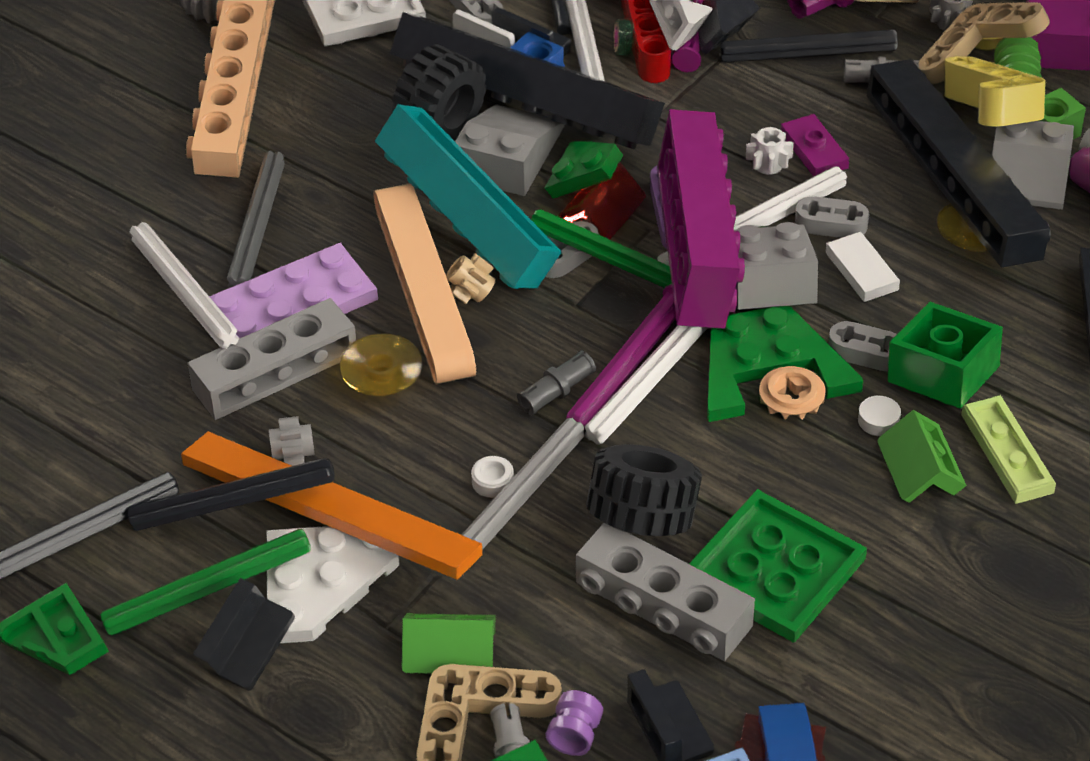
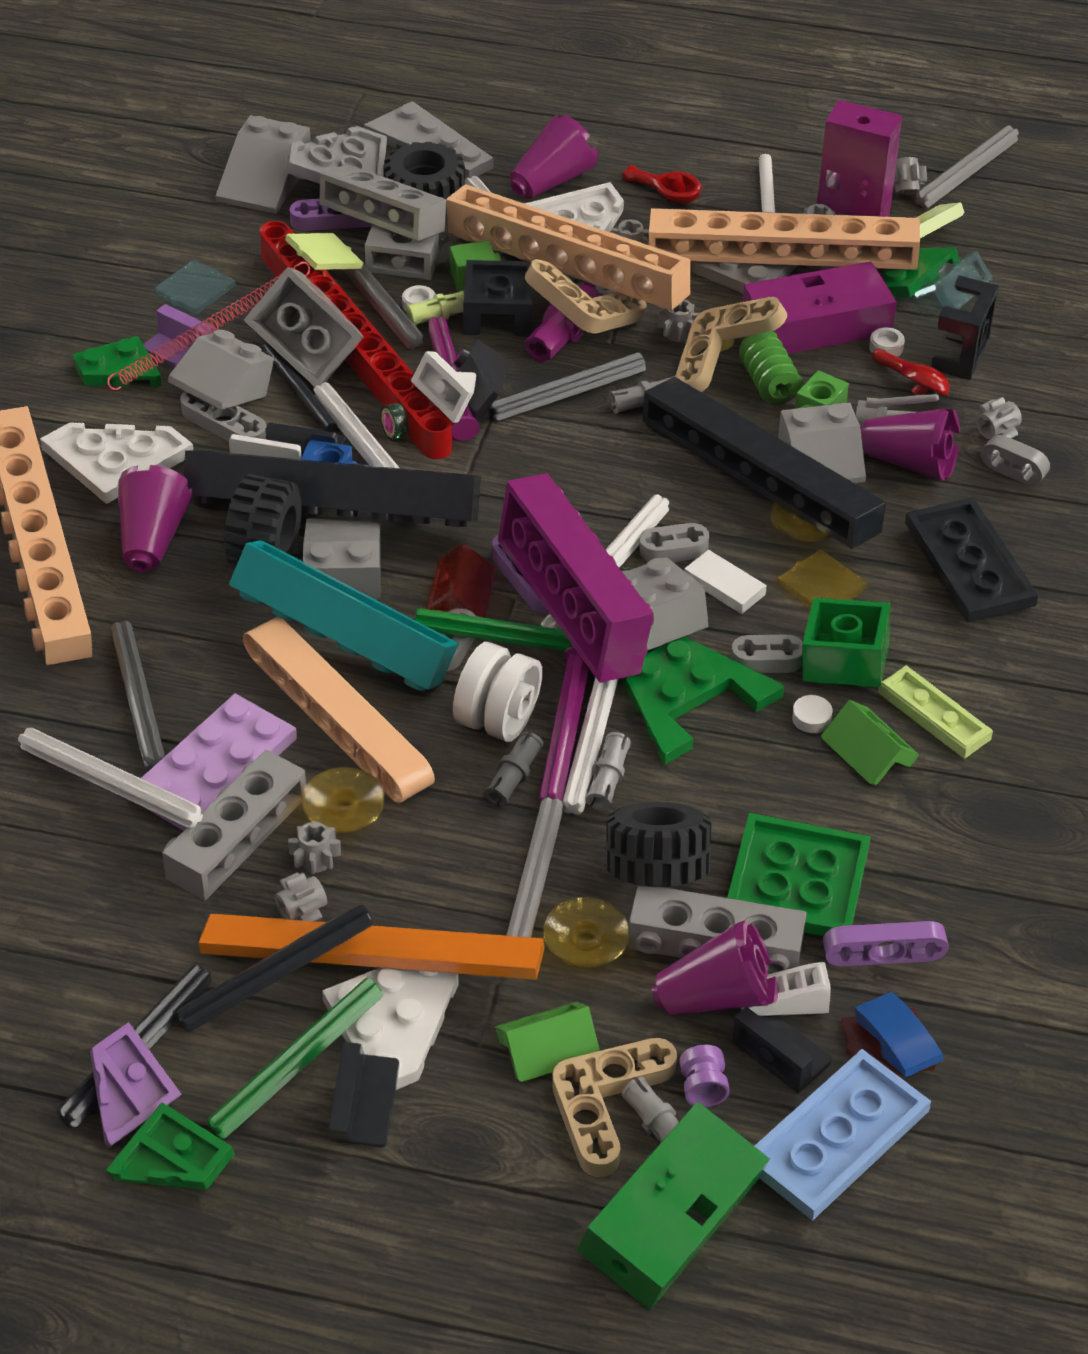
camera: 25 degrees left, 0 degrees up
(47, 556) = (128, 1083): none -> medium lavender wing
(331, 399) = (314, 847): none -> light grey gear
(349, 62) = (150, 513): none -> magenta cone
(470, 278) = (384, 691): tan gear -> none
(491, 475) = (500, 874): white tile -> none
(536, 553) = (586, 919): none -> clear yellow dish
(571, 304) = (497, 691): none -> white wheel
(583, 166) = (430, 555): green wing -> none
(638, 631) = (719, 975): none -> magenta cone
(645, 410) = (608, 771): none -> light grey pin
(702, 671) = (799, 991): none -> white slope
(769, 150) = (589, 495): white gear -> none
(801, 383) = (727, 703): light nougat gear -> none
(814, 145) = (622, 480): magenta plate -> none
(853, 662) = (912, 943): none -> medium lavender beam
(964, 290) = (822, 578): none -> clear yellow piece
(998, 91) = (782, 388): light yellow beam -> none

